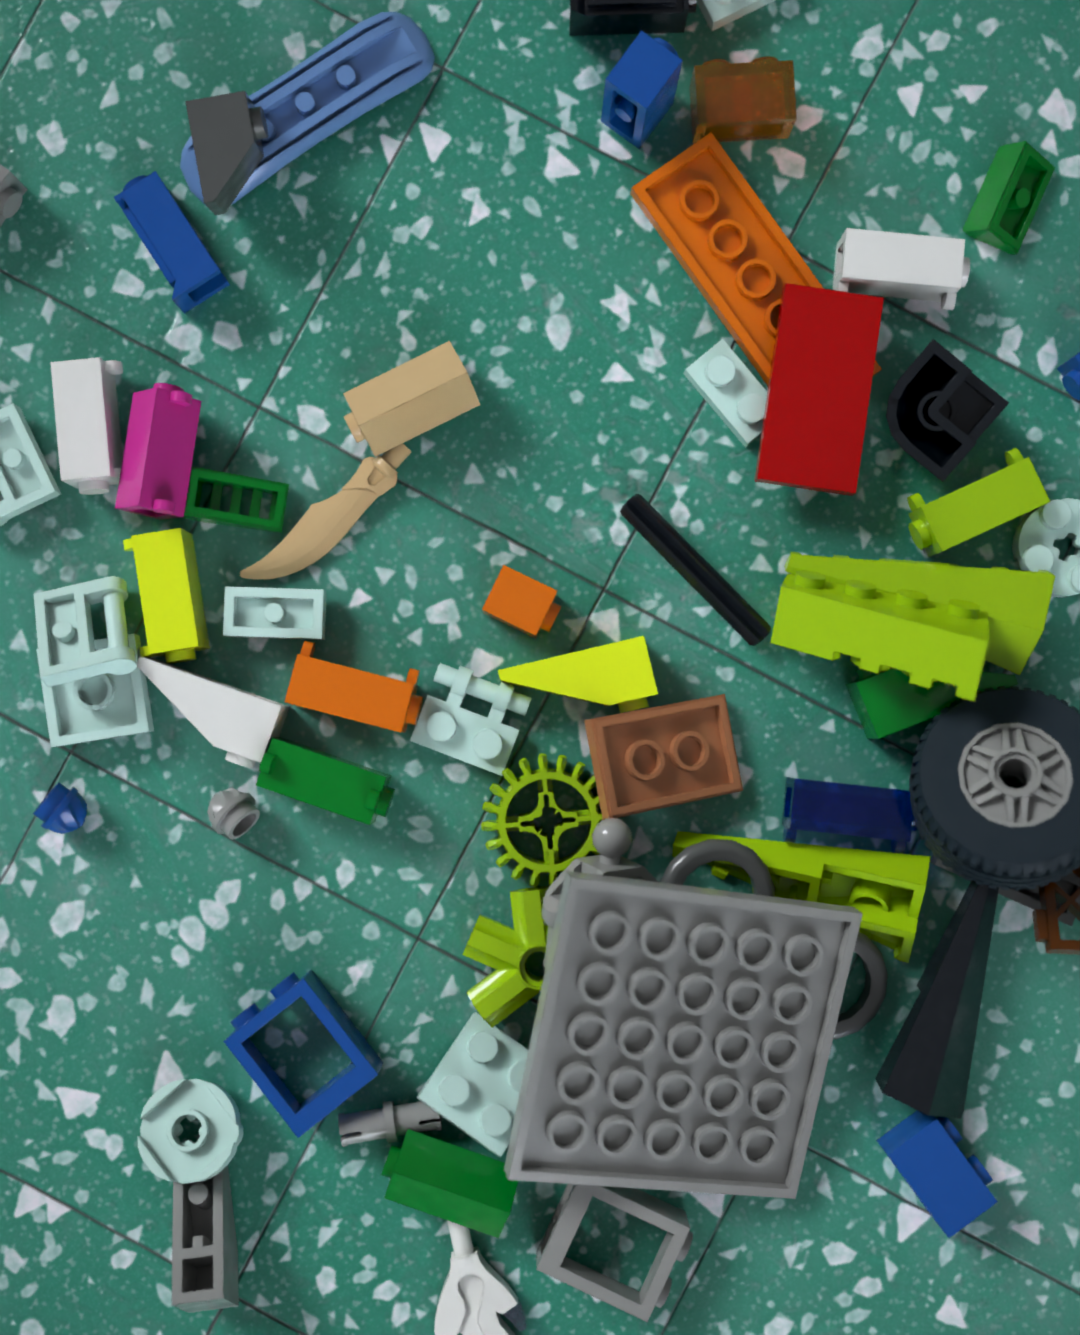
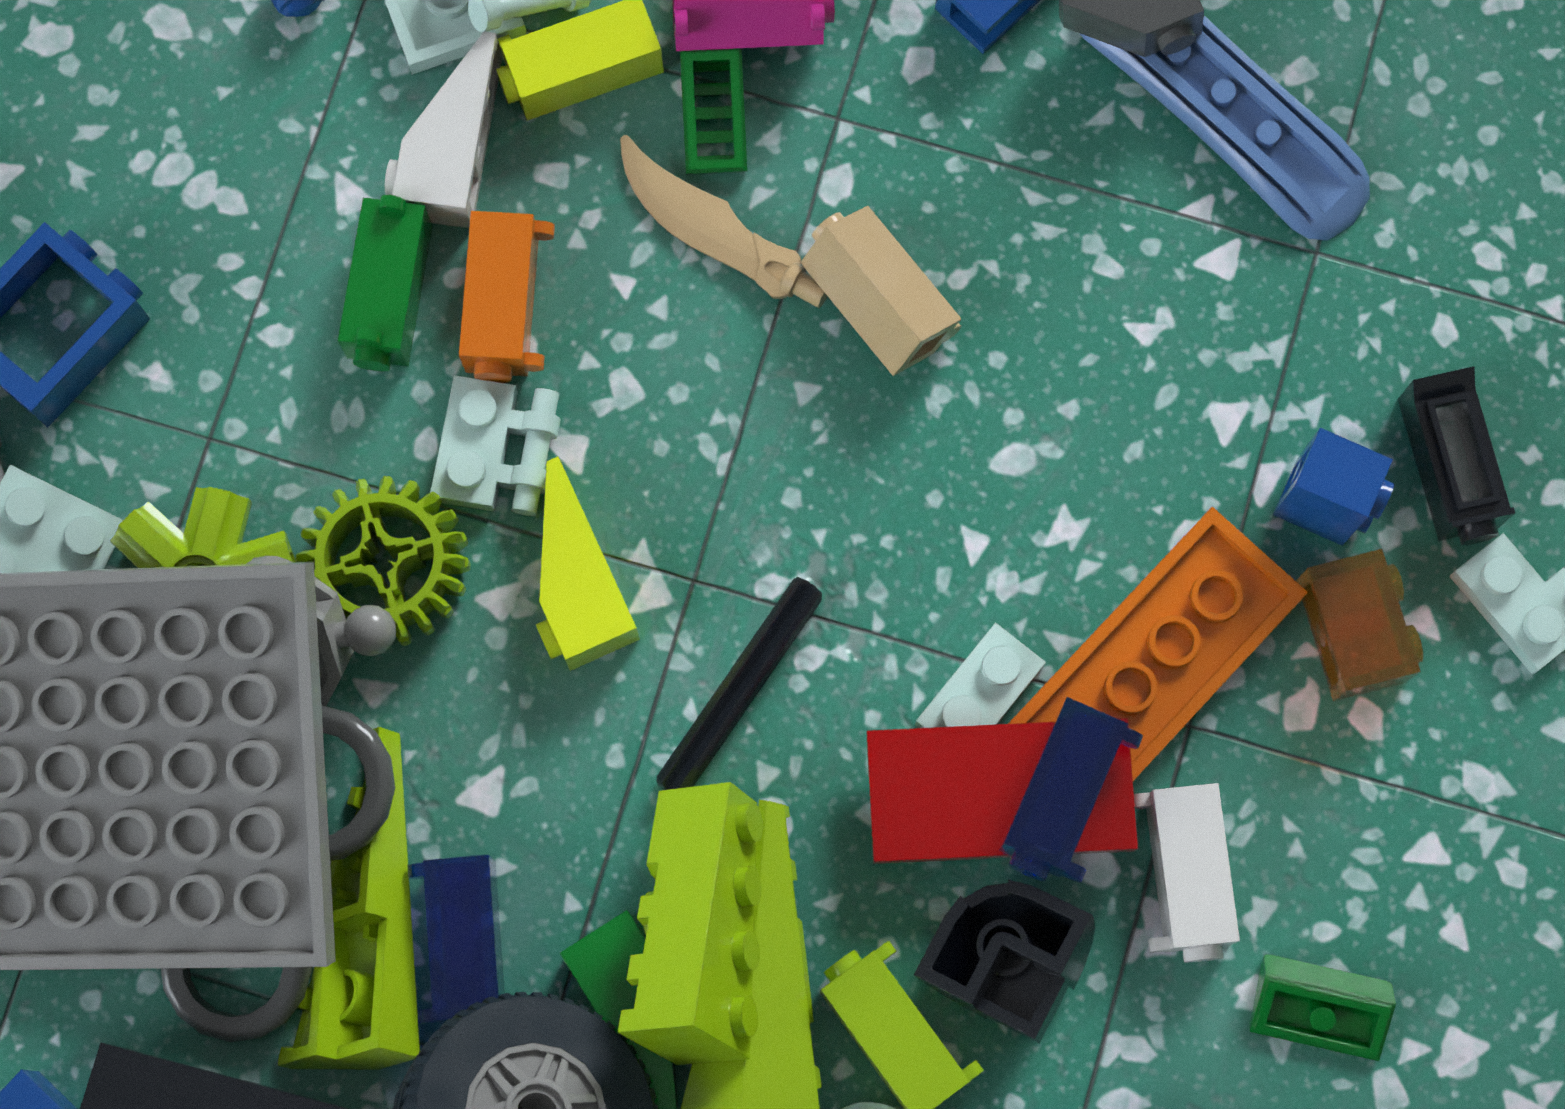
camera: 80 degrees right, 10 degrees down
(232, 812) = (326, 183): light grey plate -> none
(274, 613) = (582, 184): light aqua plate -> none
(522, 602) = (652, 475): orange brick -> none
(663, 756) = (489, 688): nougat tile -> none
(838, 339) = (1064, 791): none -> clear blue brick

